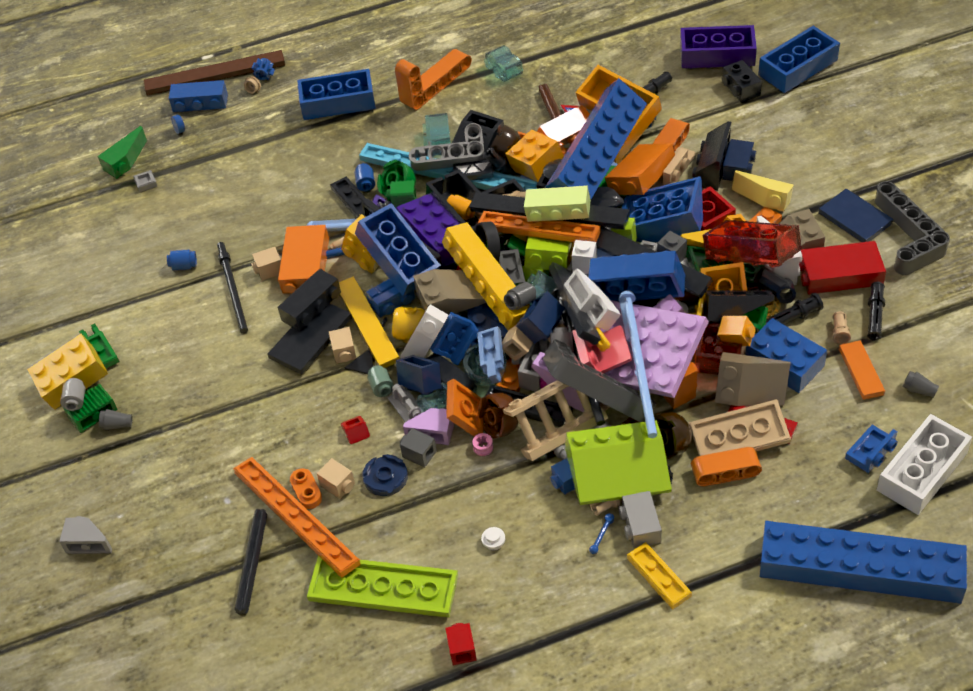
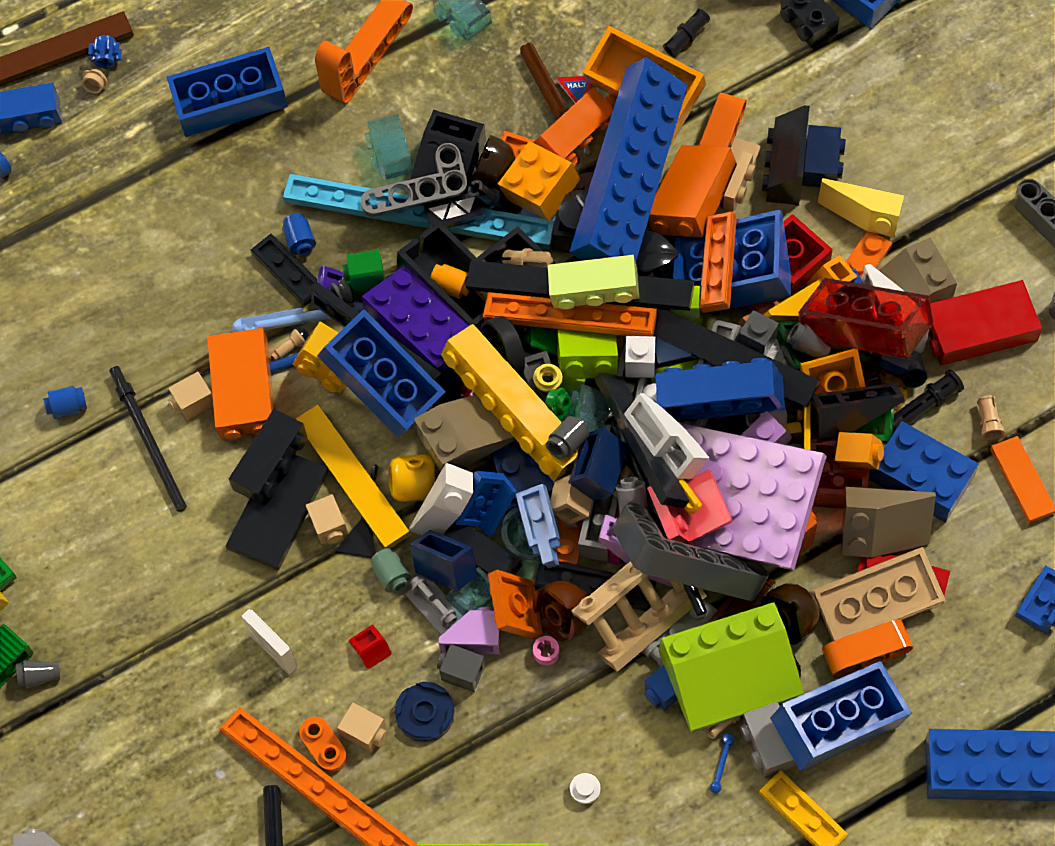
camera: 10 degrees left, 15 degrees up
(281, 413) = (269, 641): none -> white tile
(386, 298) = (371, 438): blue brick -> none
(394, 171) = (346, 235): green cylinder -> none
(517, 259) = (547, 370): none -> light yellow plate
(519, 276) = (558, 401): none -> green plate
(626, 303) = (710, 429): light blue bar -> none
(650, 206) = (718, 262): none -> orange tile
(696, 503) = (840, 715): none -> blue brick
(706, 255) = (806, 341): none -> dark grey cone
(855, 216) = (990, 233): dark blue tile -> none
(876, 303) = (1032, 375): black pin -> none

